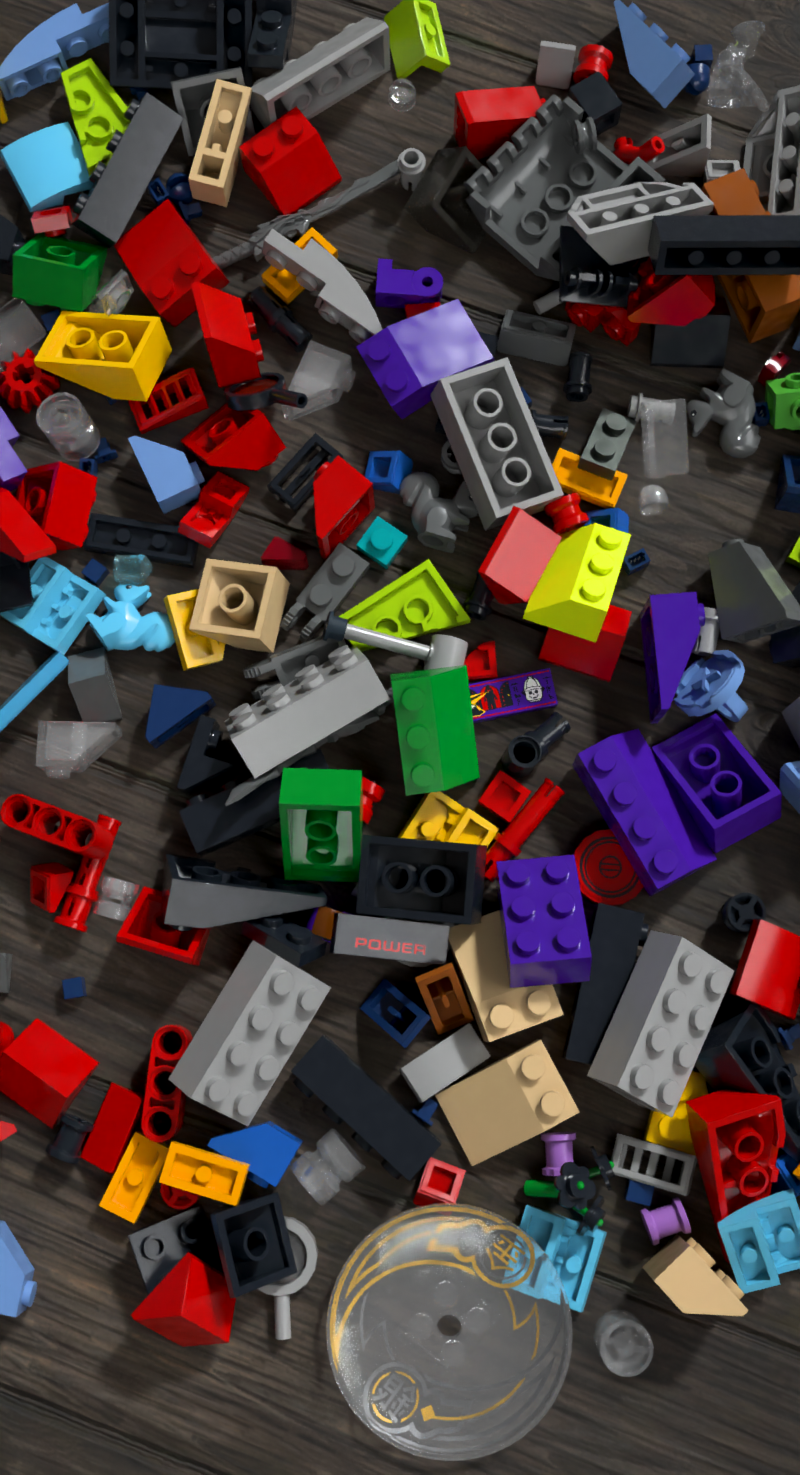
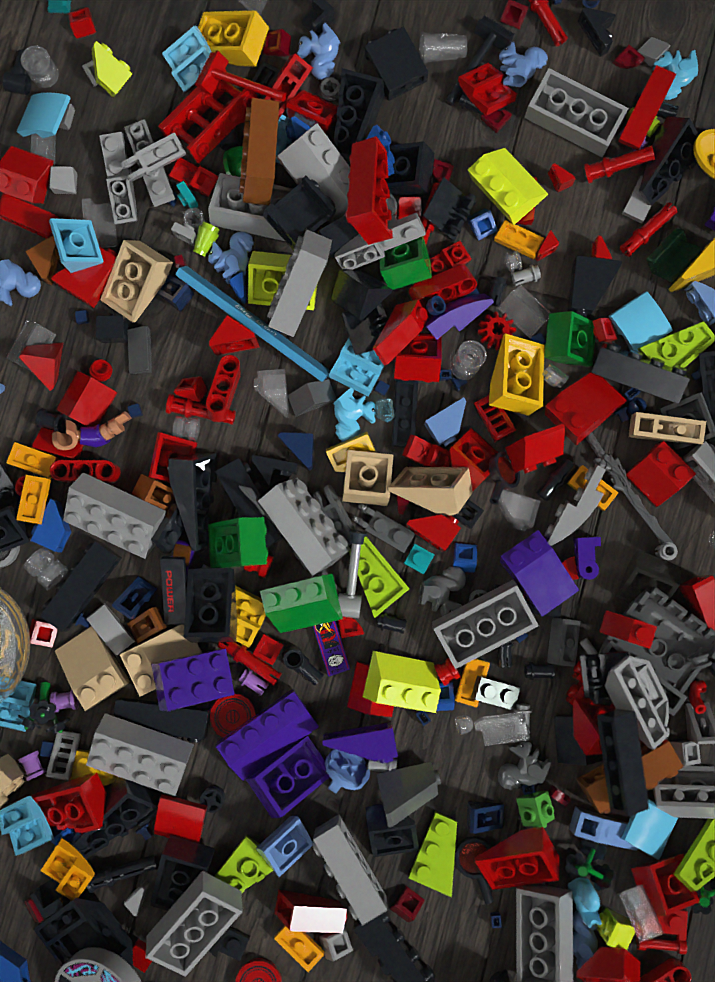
camera: 85 degrees right, 5 degrees up
(107, 1067) = (90, 436): none -> nougat piece
(218, 960) = (154, 492): none -> dark orange slope
(269, 494) = (434, 487): none -> tan slope
(518, 557) = (412, 645): slope -> none
(526, 230) = (628, 629): none -> red slope
(555, 828) = (251, 681): none -> medium lavender pin

